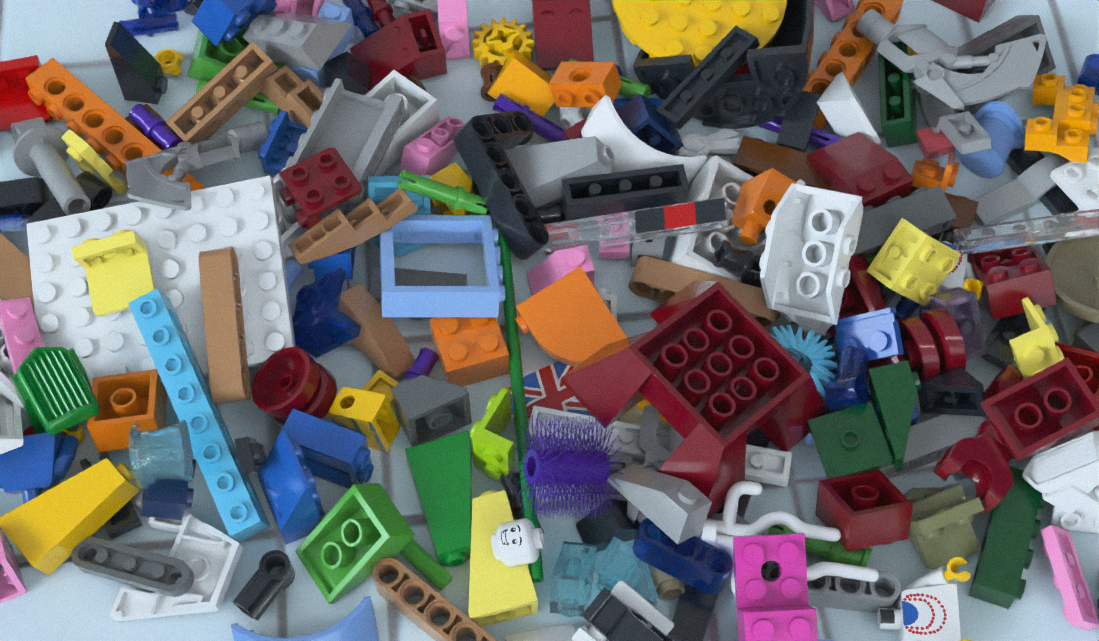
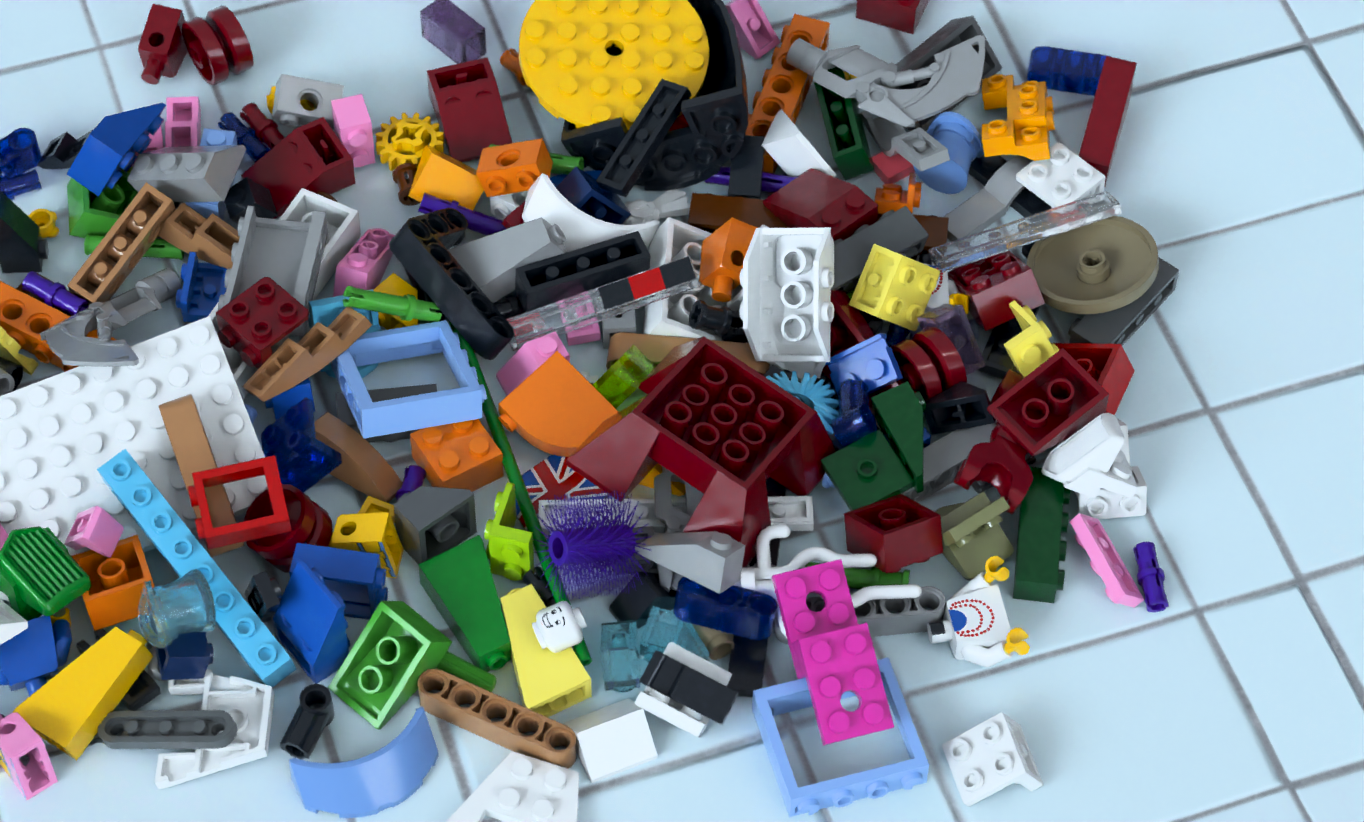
camera: 15 degrees left, 5 degrees down
(115, 270) = (70, 442): light yellow bracket -> none
(117, 362) = (96, 531): none -> bright pink slope
(281, 361) = (246, 530): none -> red window
(639, 301) = (624, 376): none -> clear neon green slope

